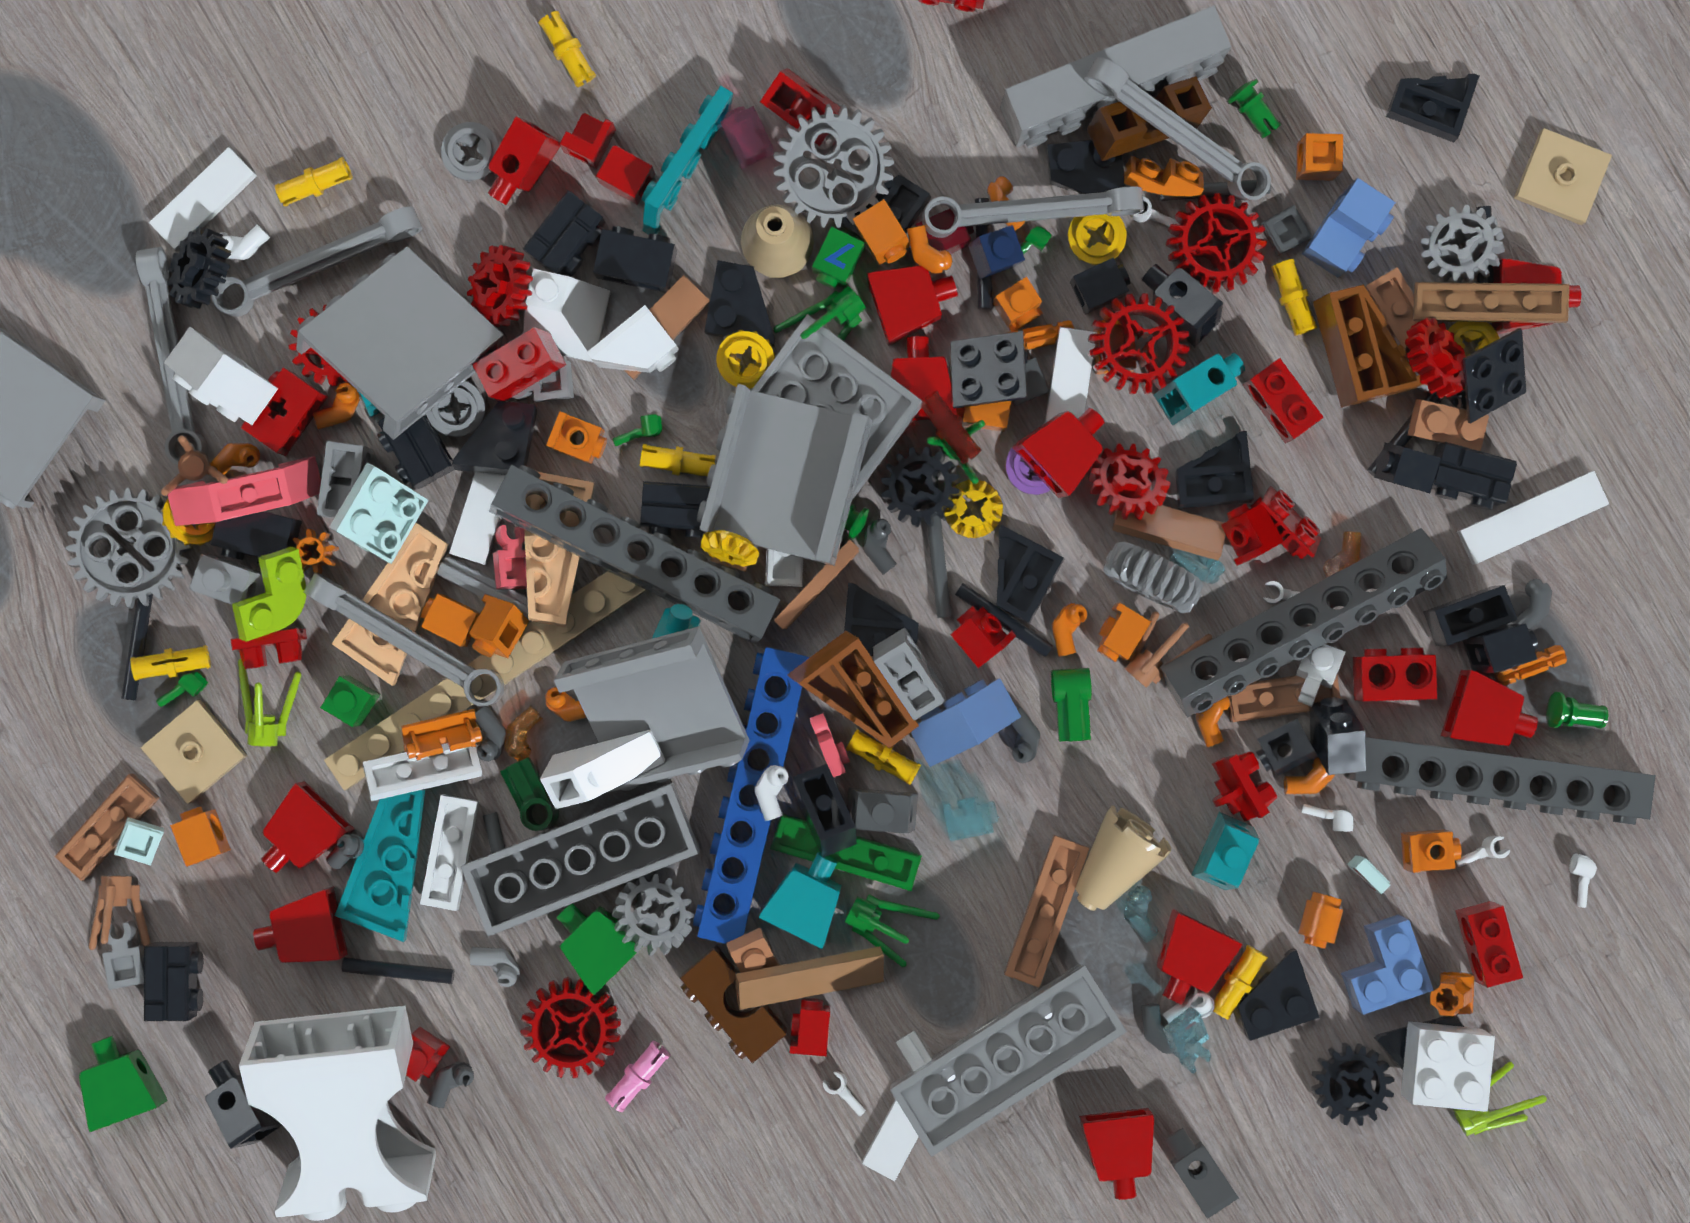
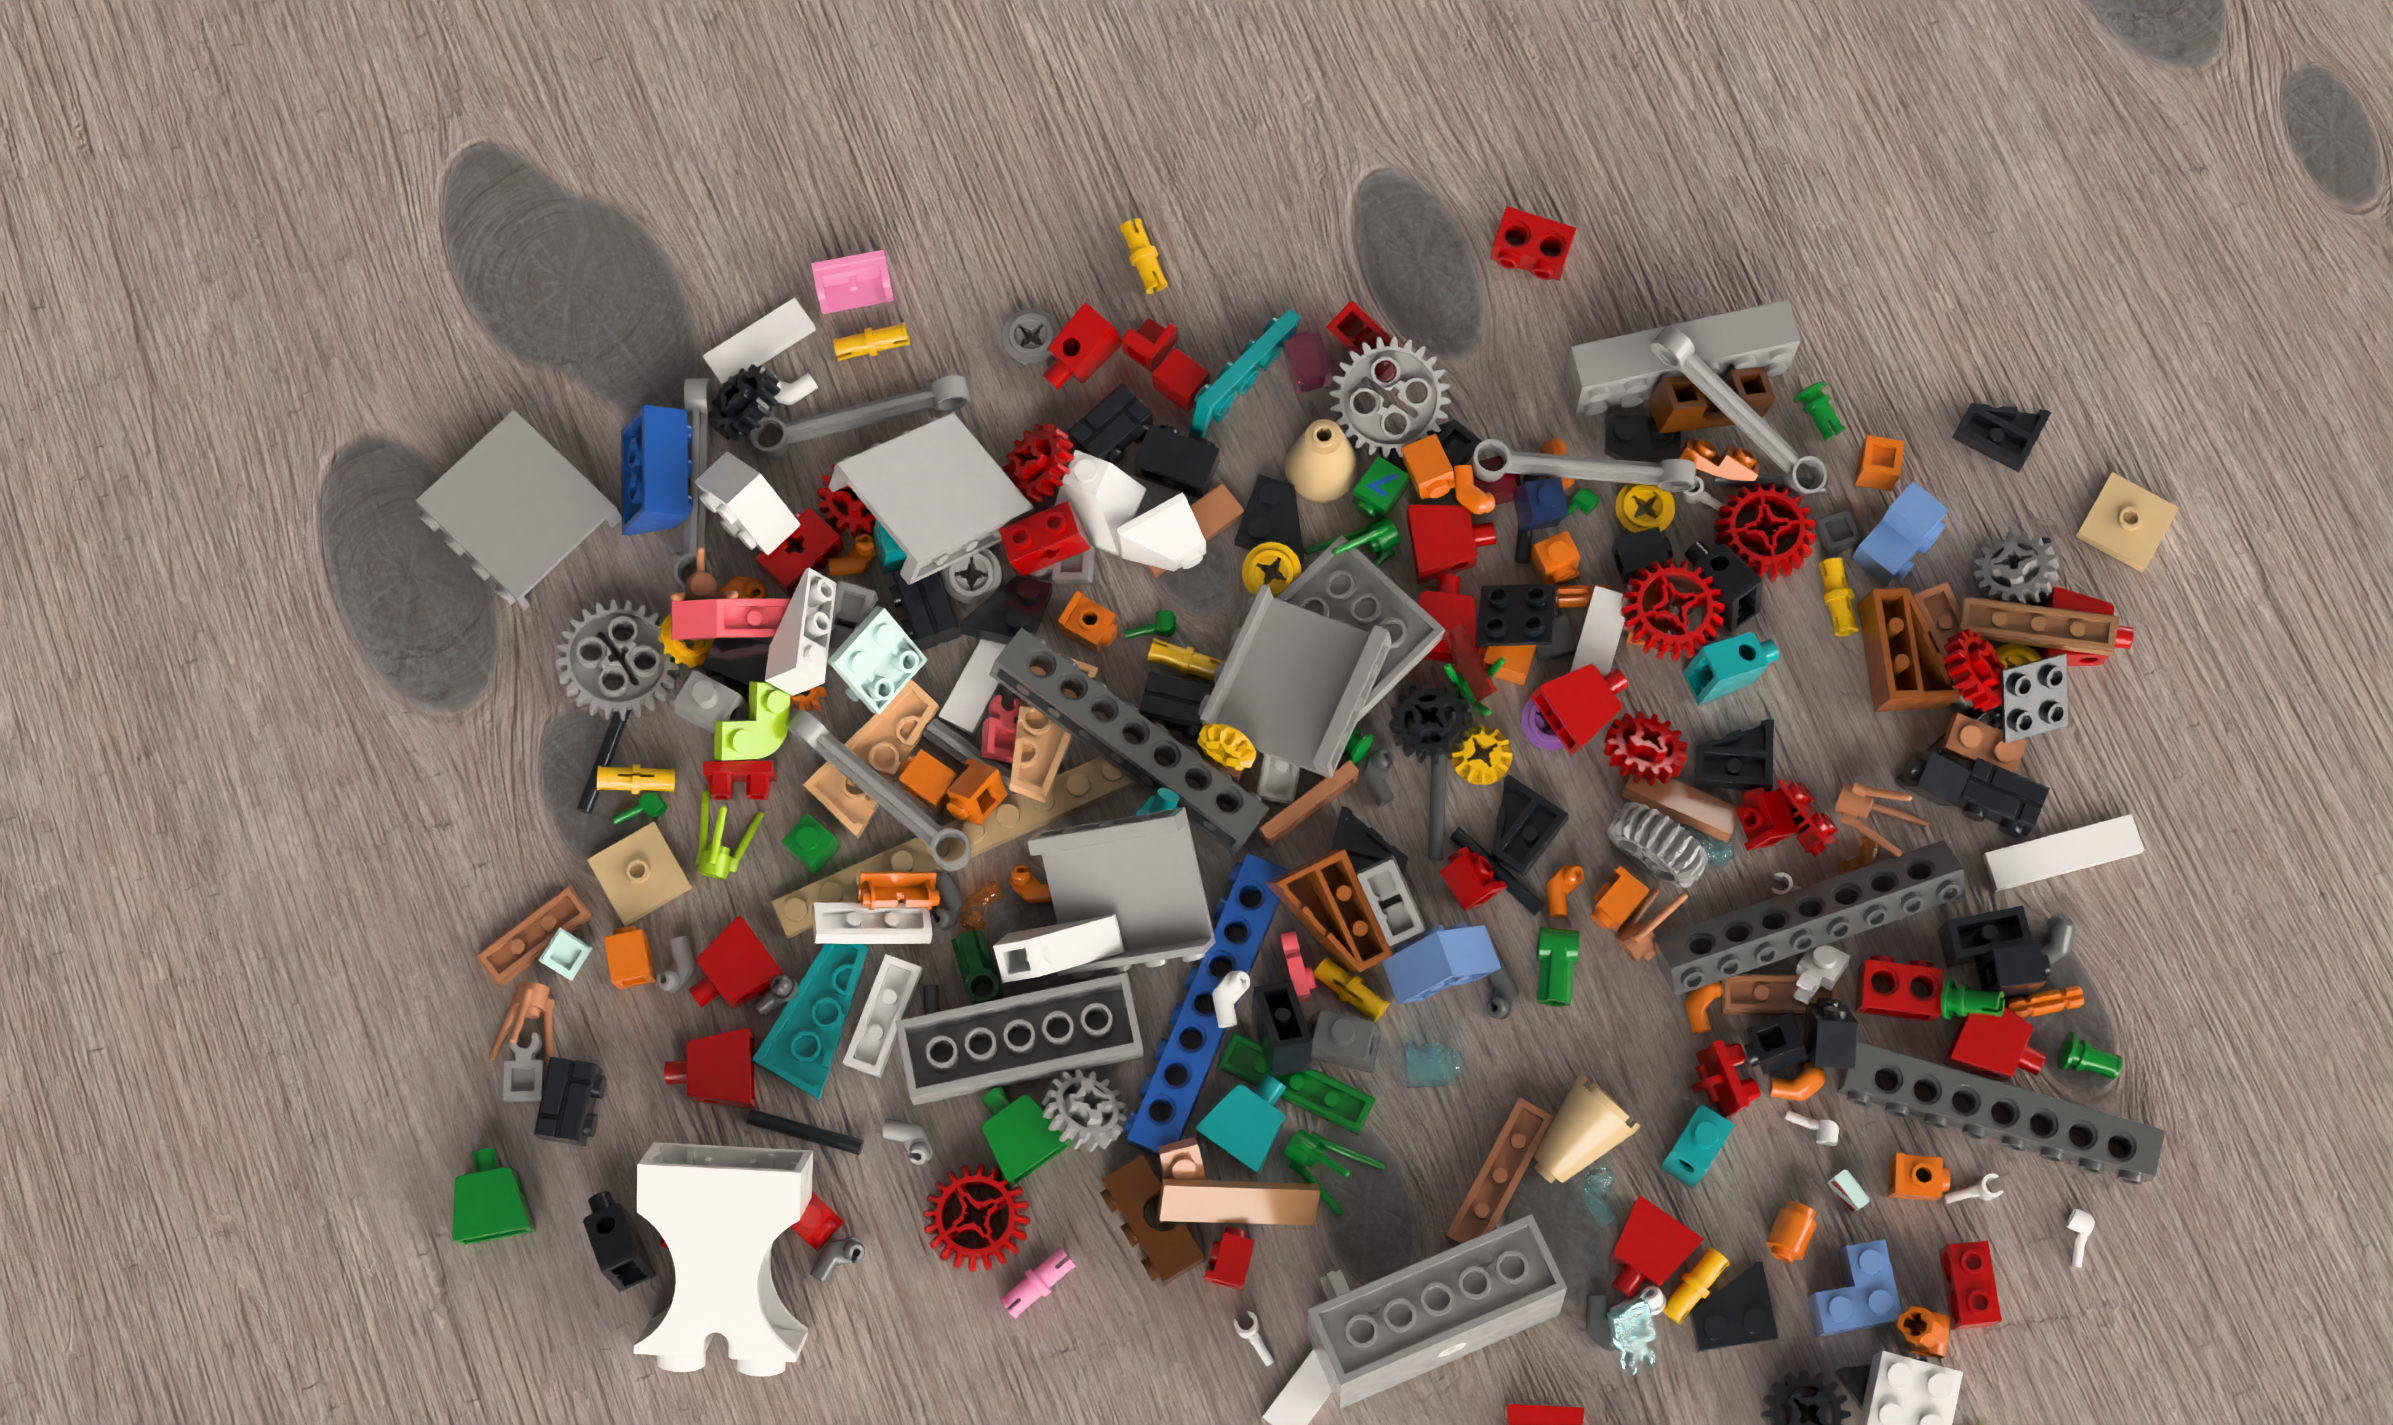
camera: 15 degrees right, 15 degrees down
(126, 351) = (655, 470): none -> blue slope
(251, 837) = (681, 969): none -> light grey arm
(283, 121) = (852, 281): none -> bright pink hinge
(300, 508) = (802, 640): none -> white slope
(1282, 401) = (1814, 693): red brick -> none
(1335, 502) = (1856, 802): none -> nougat plant
(1462, 683) = (1966, 1001): none -> green pin

